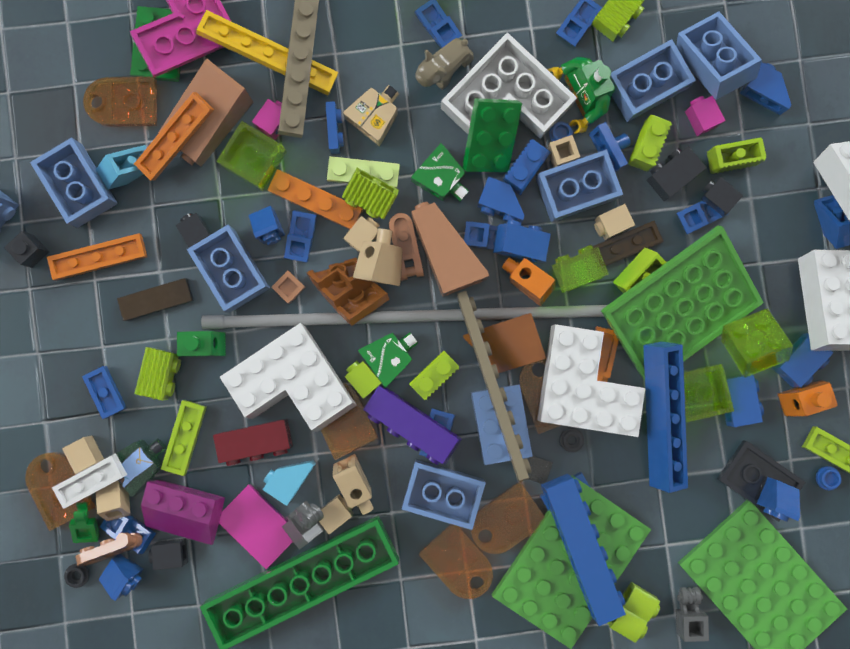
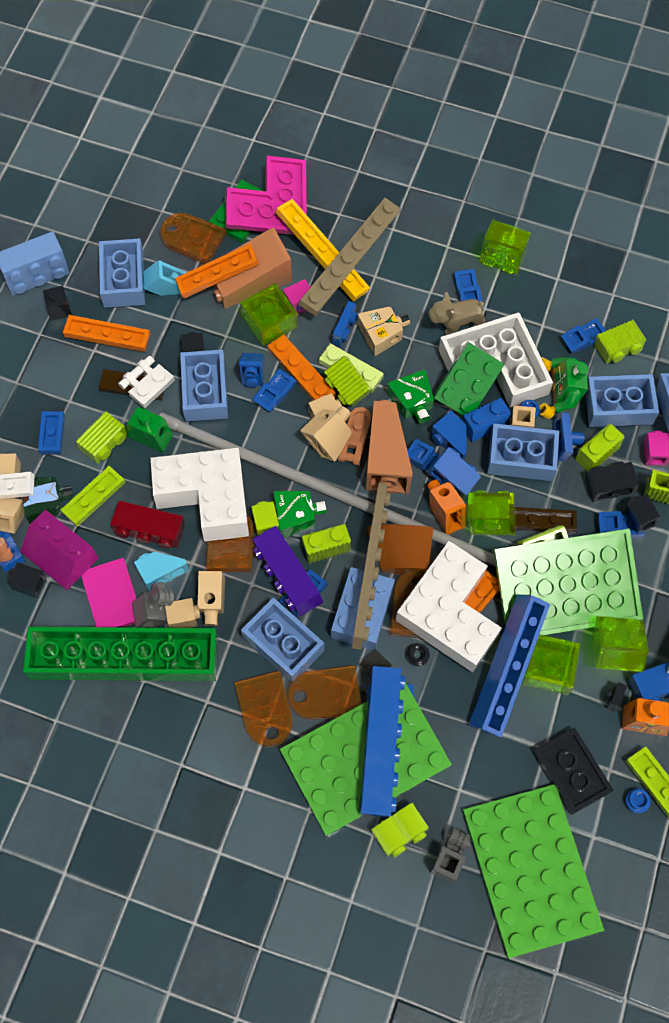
camera: 30 degrees right, 20 degrees down
(175, 293) = (151, 385): none -> white plate
(288, 287) = (243, 422): nougat plate -> none
(348, 295) = (290, 448): dark orange slope -> none
(614, 222) = (540, 494): tan brick -> none
(745, 401) = (585, 695): blue brick -> none
(770, 392) = (614, 696): none -> black plate
(780, 500) = (579, 785): blue slope -> none

